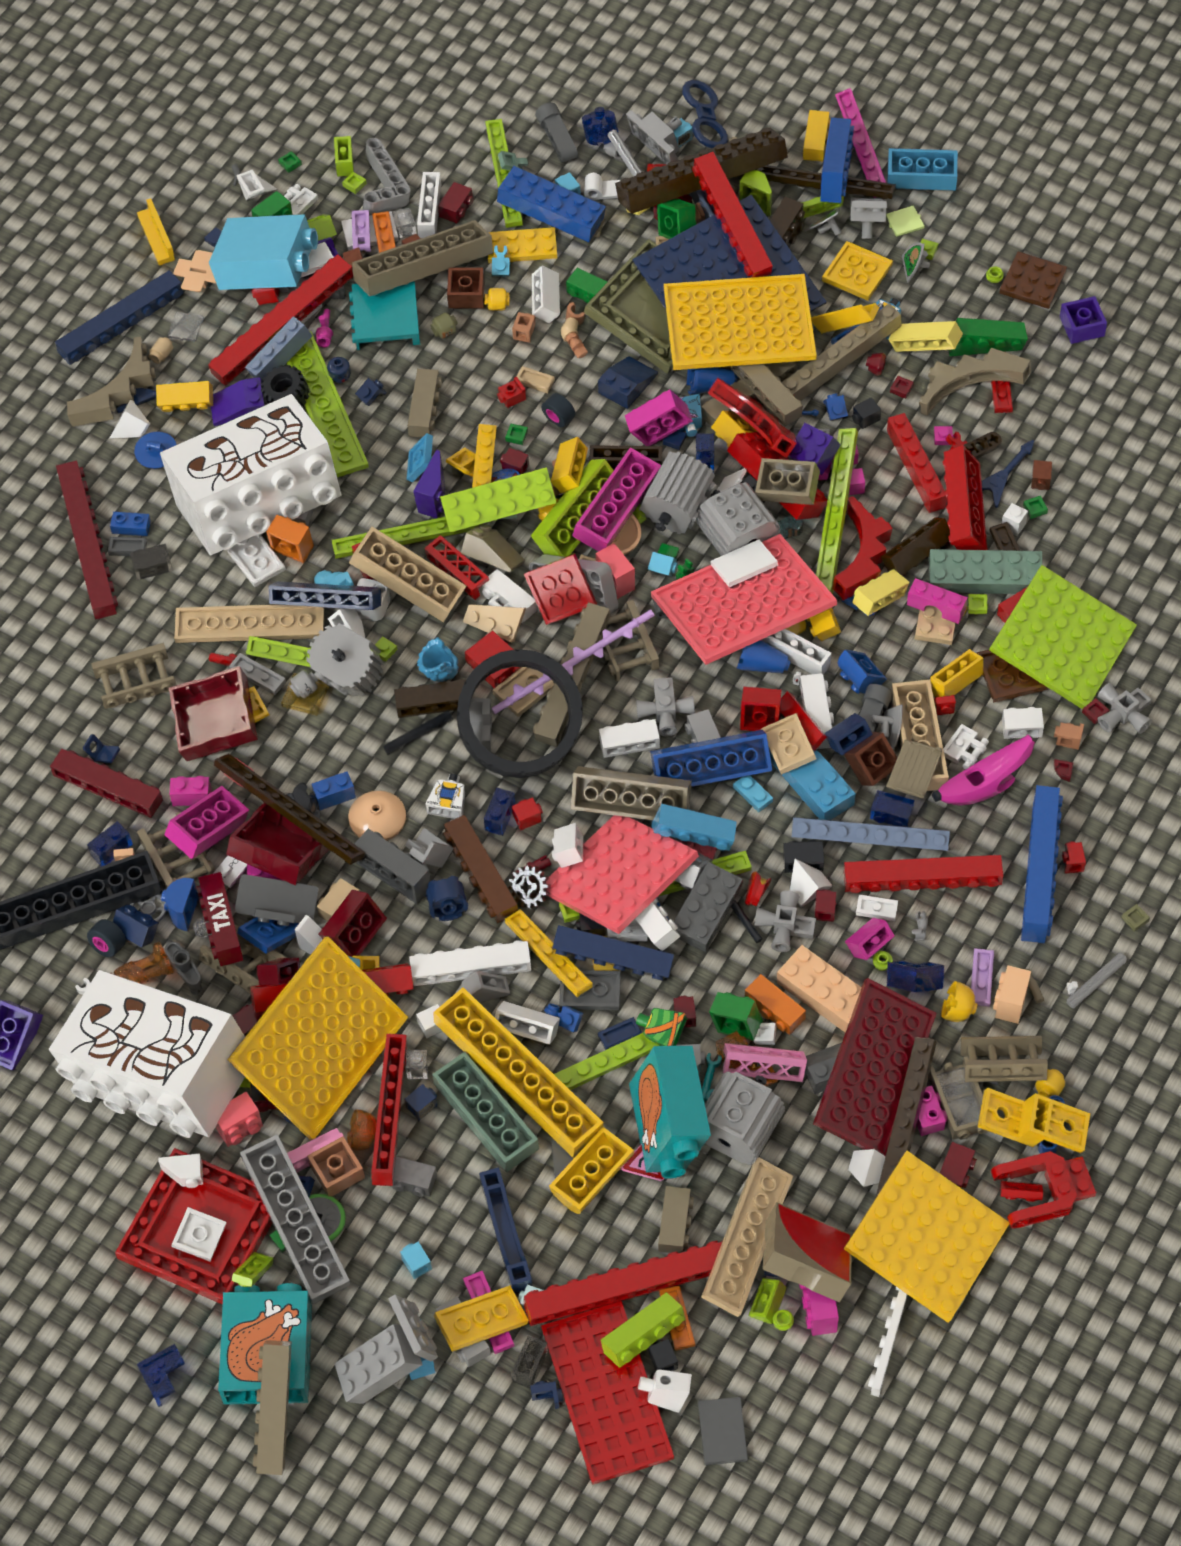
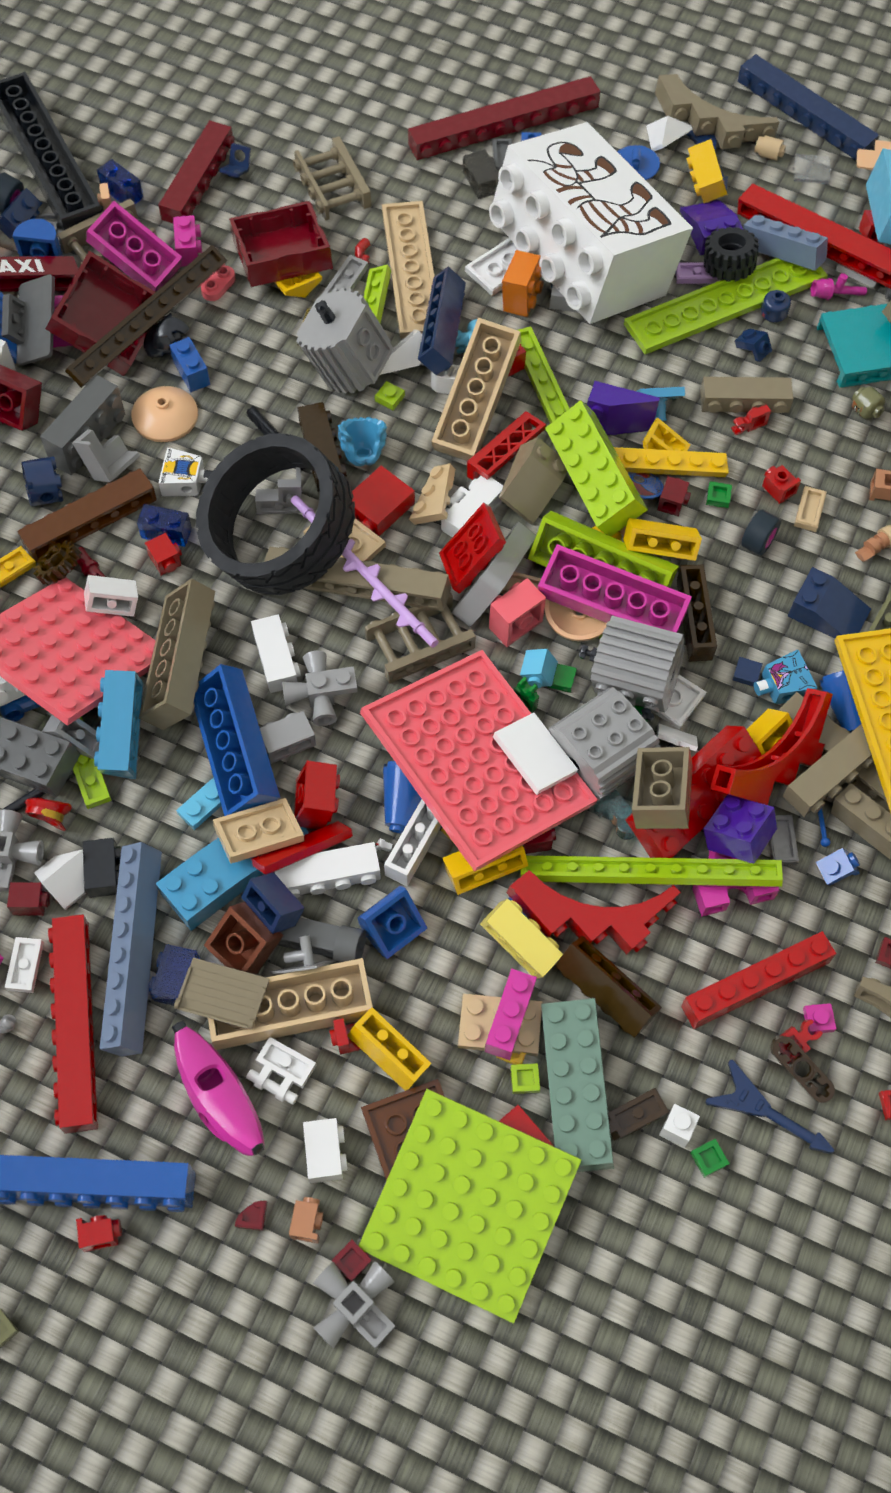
camera: 80 degrees right, 5 degrees up
(337, 893) = (55, 386): tan brick -> none
(448, 401) = (755, 418): none -> red plate
(658, 418) = (760, 636): dark pink brick -> none
(705, 449) = (719, 701): clear blue brick -> none
(866, 413) = (834, 907): black brick -> none
(964, 500) = (691, 1047): red brick -> none
(1041, 475) = (768, 1164): copper brick -> none

